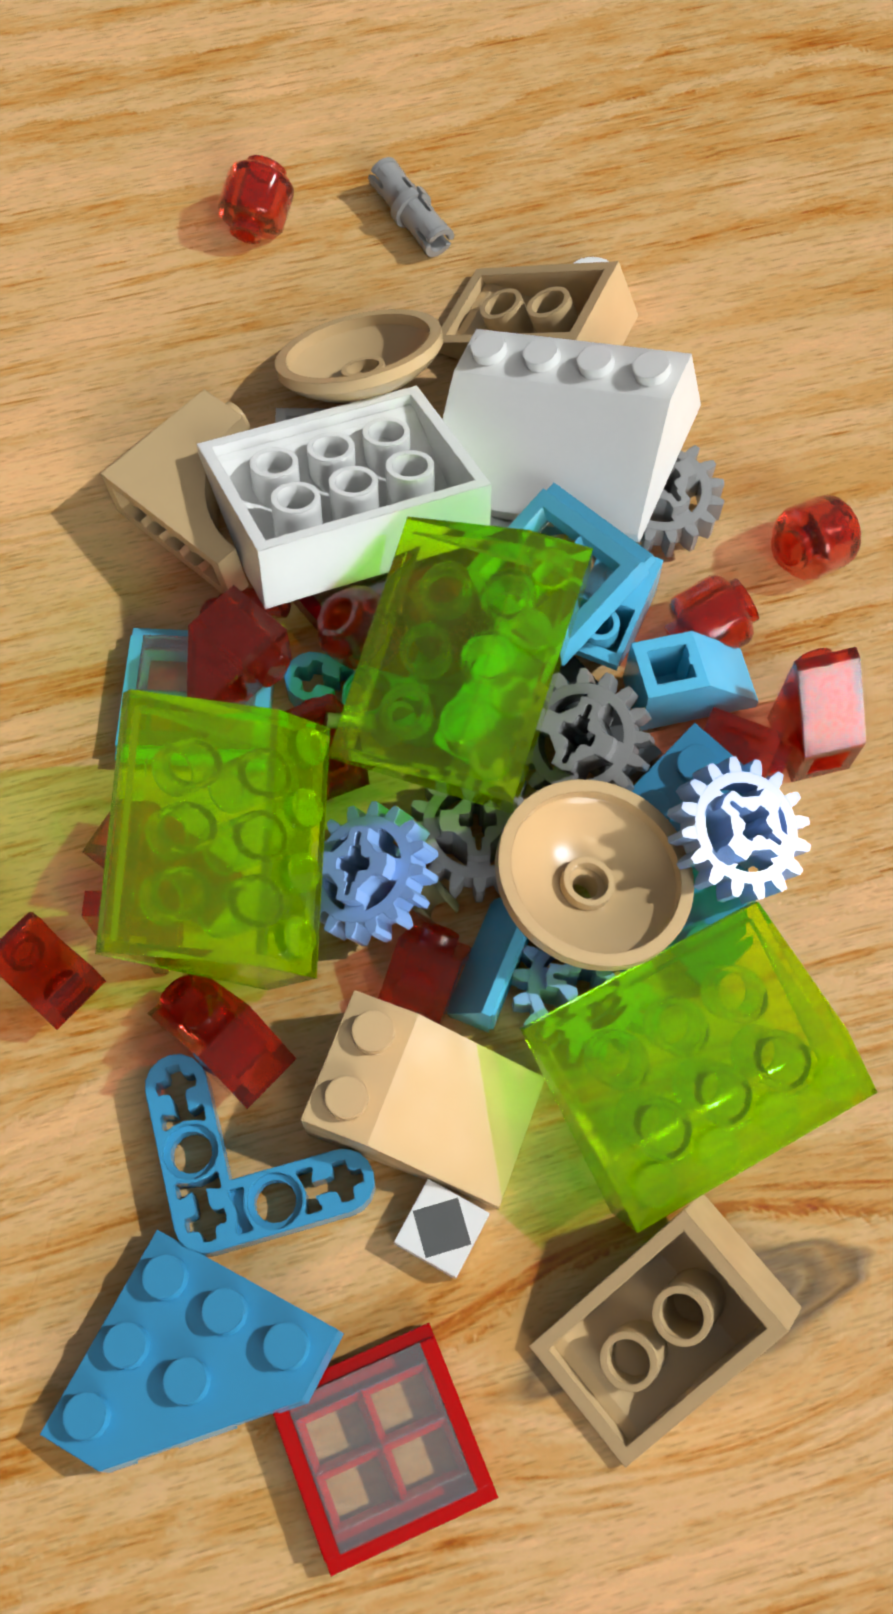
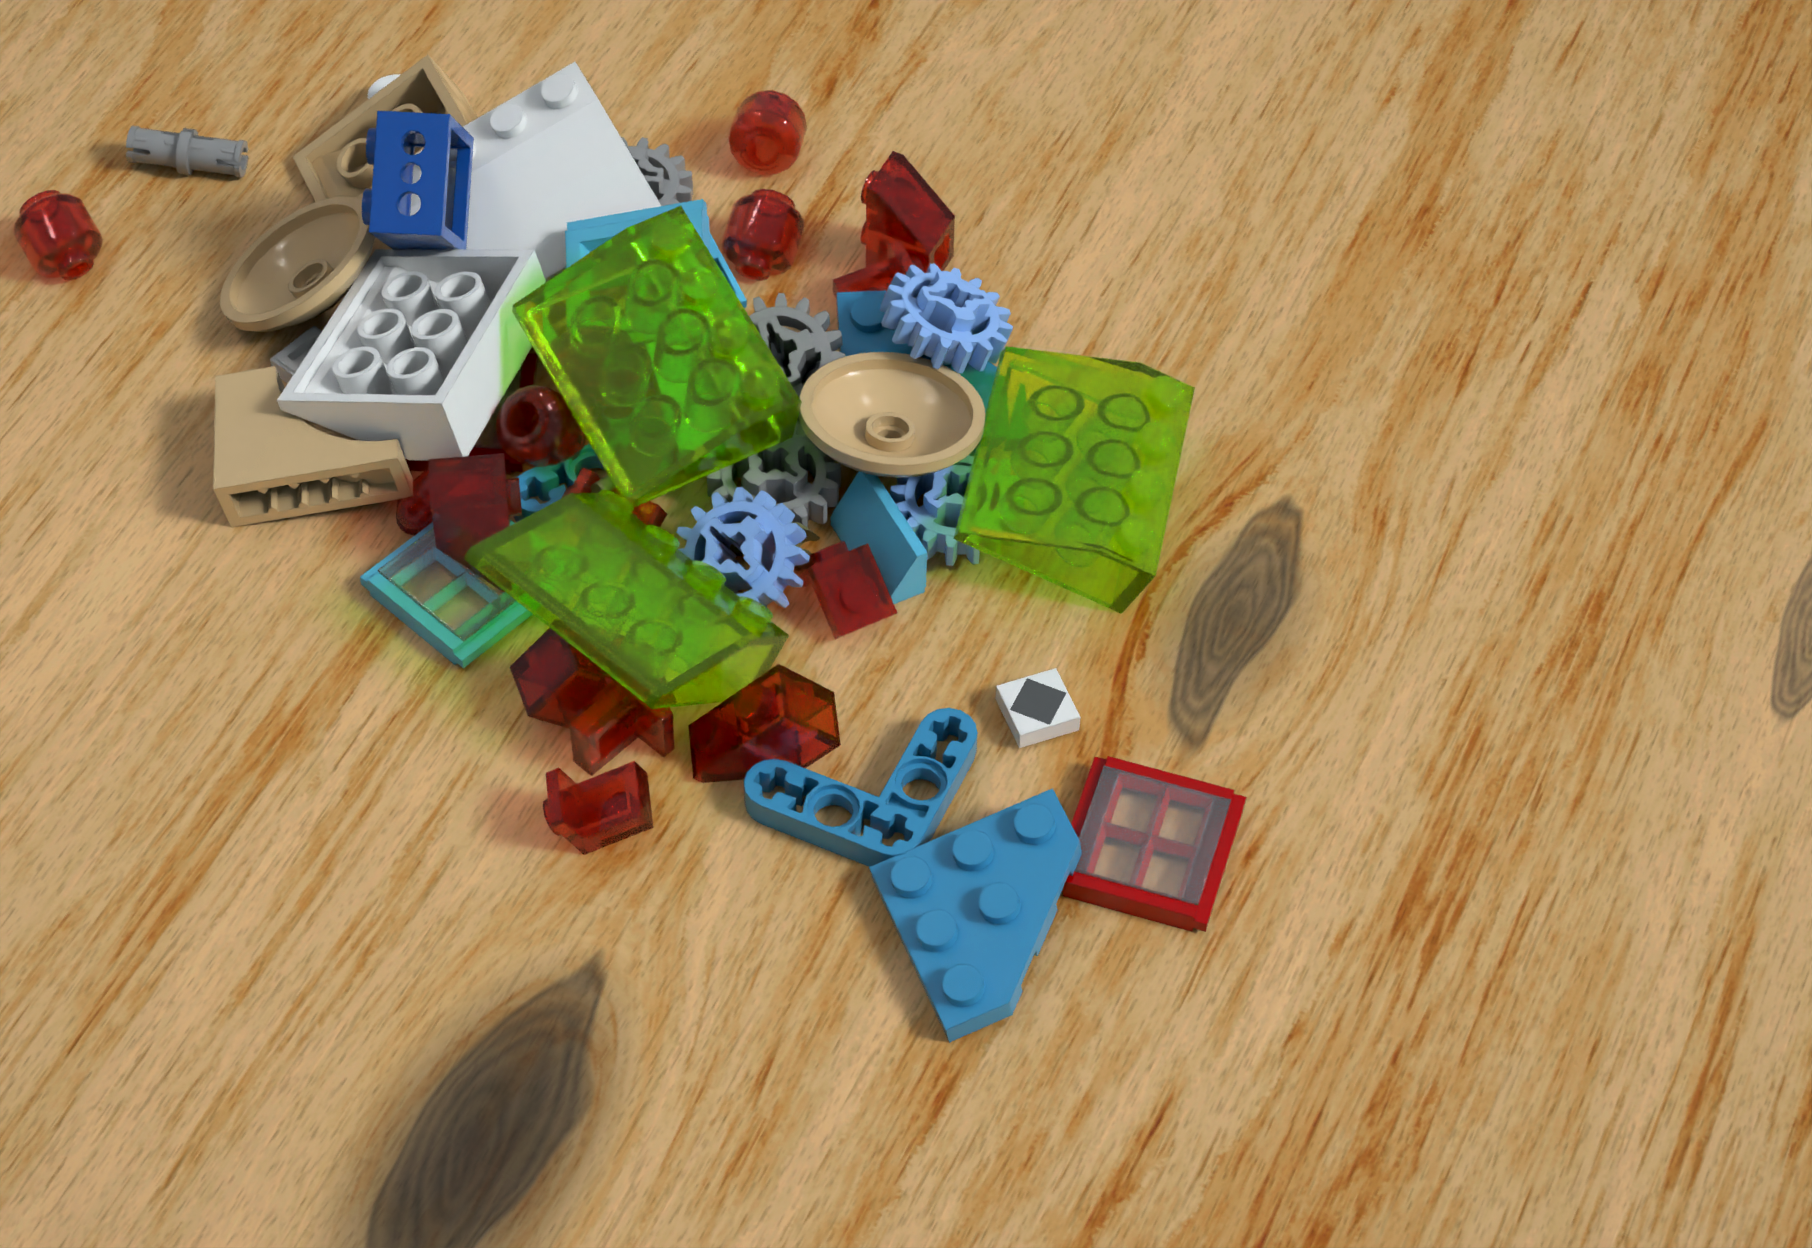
camera: 50 degrees left, 15 degrees down
(422, 1100) = (929, 650): tan slope -> none
(442, 346) = (388, 202): none -> blue piece
(666, 1330) = (1228, 623): tan slope -> none
(686, 677) = (794, 269): medium azure slope -> none

